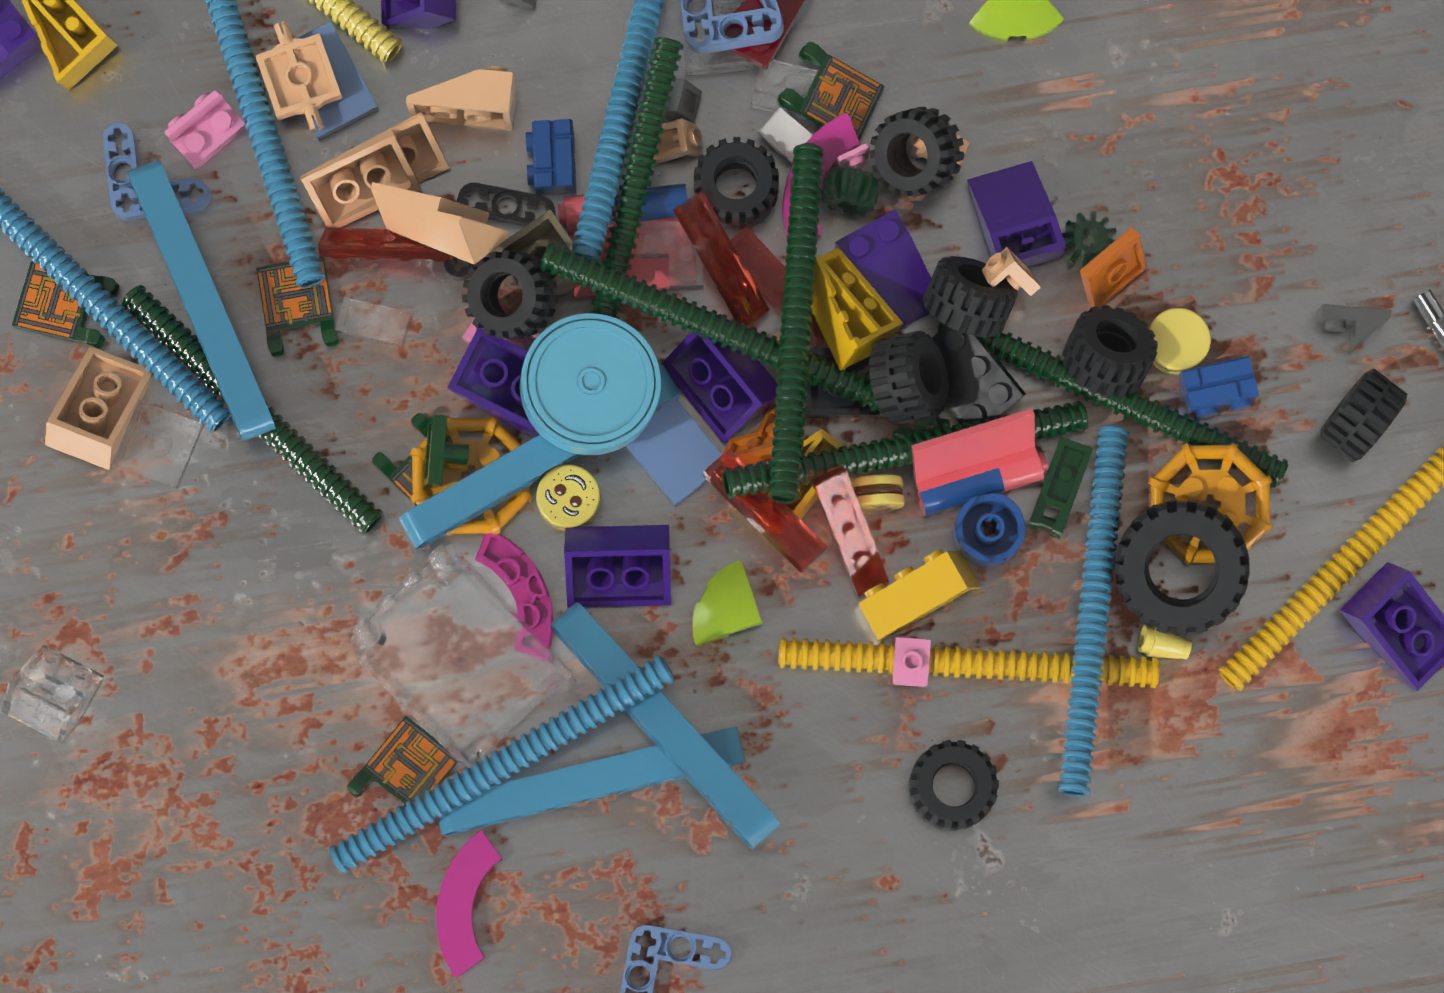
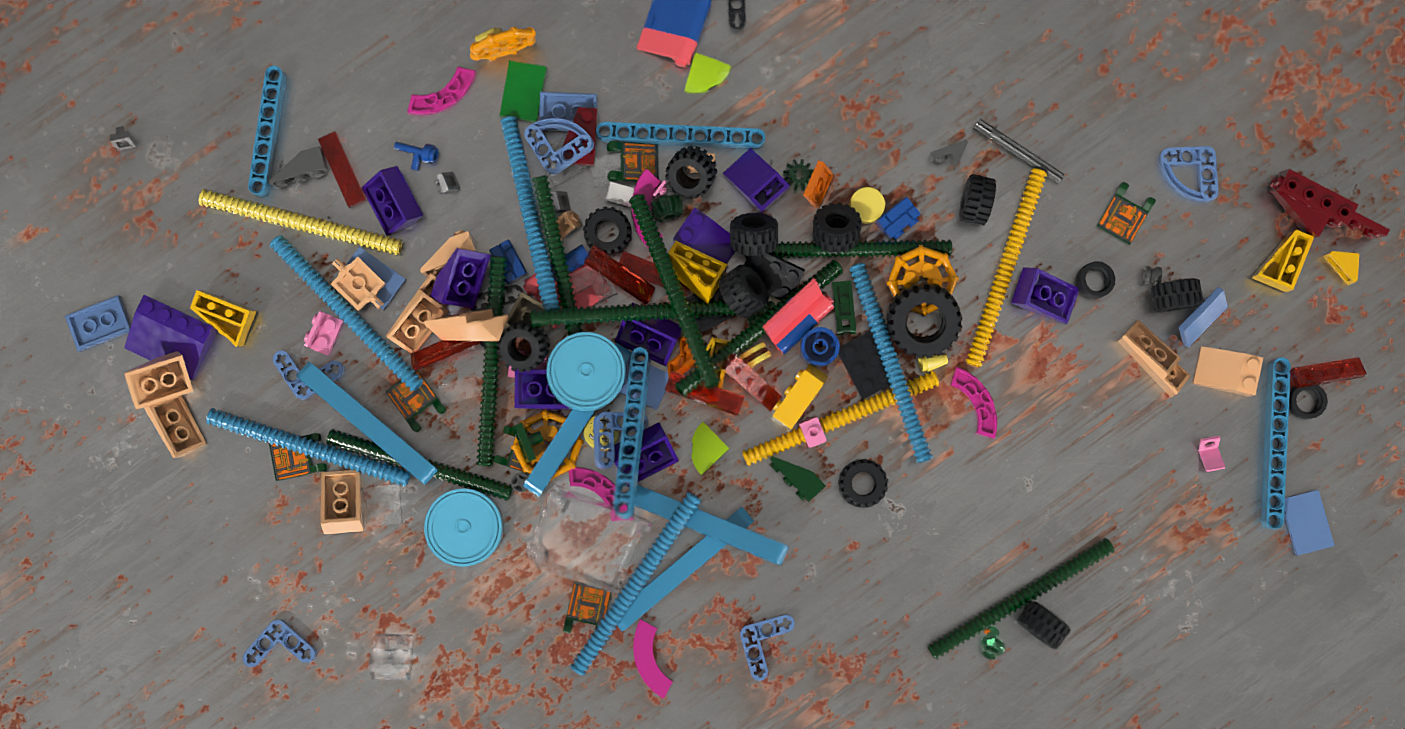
camera: 25 degrees left, 5 degrees up
(271, 542) = (463, 527): none -> medium azure brick
(395, 508) = (517, 483): none -> dark grey wheel
(443, 306) = (491, 366): none -> dark green piece
(466, 142) = (461, 278): none -> dark purple slope
(590, 493) = (611, 426): none -> medium blue beam
(615, 532) = (634, 441): none -> dark azure beam
(857, 731) = (802, 479): none -> dark green slope
(947, 89) = (689, 140): none -> dark azure beam
(1011, 268) = (768, 210): light nougat bracket -> none
(1048, 596) = (864, 365): none -> black plate
(1214, 745) = (980, 399): none -> dark pink tile

